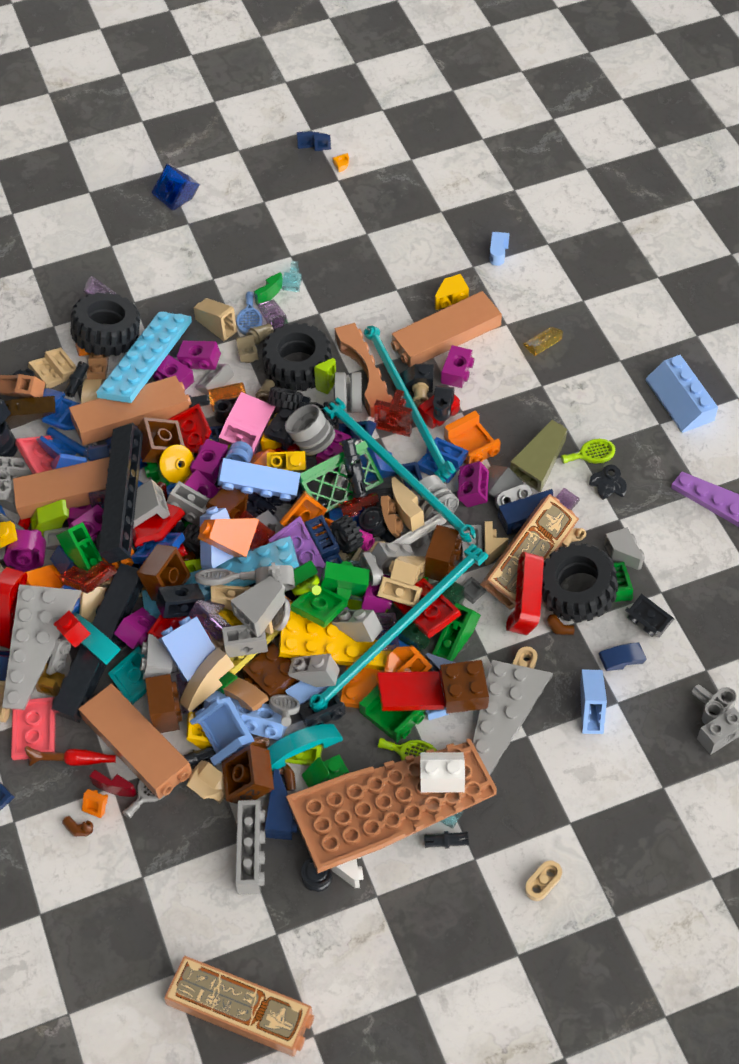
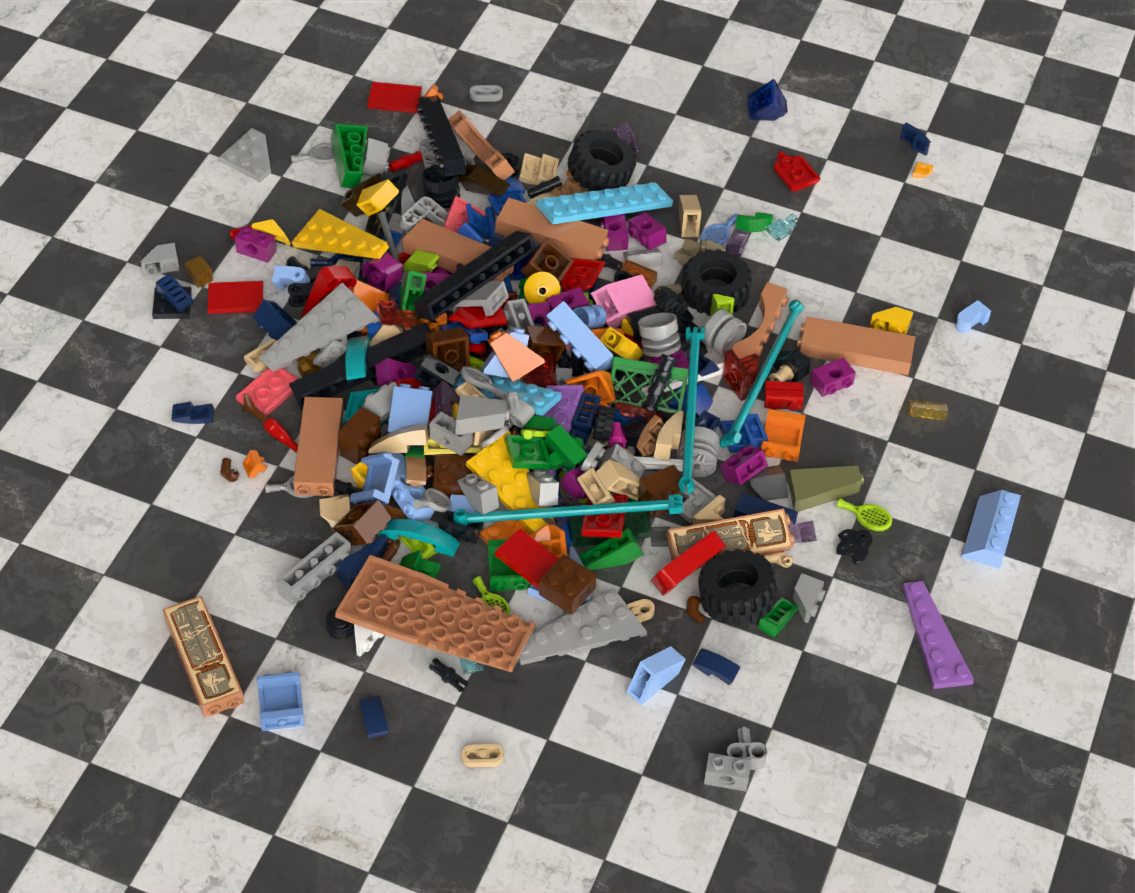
camera: 40 degrees right, 5 degrees down
(71, 629) = (346, 337): red brick -> none
(116, 786) = (276, 462): dark red slope -> none
(252, 227) = (795, 171): none -> red tile
(343, 984) = (280, 701): none -> medium blue panel
(430, 926) = (374, 716): none -> dark blue slope
(442, 772) = (485, 623): white slope -> none
(443, 402) = (784, 389): black piece -> none
(512, 494) = (767, 494): light grey plate -> none
(649, 615) = (768, 655): black bracket -> none

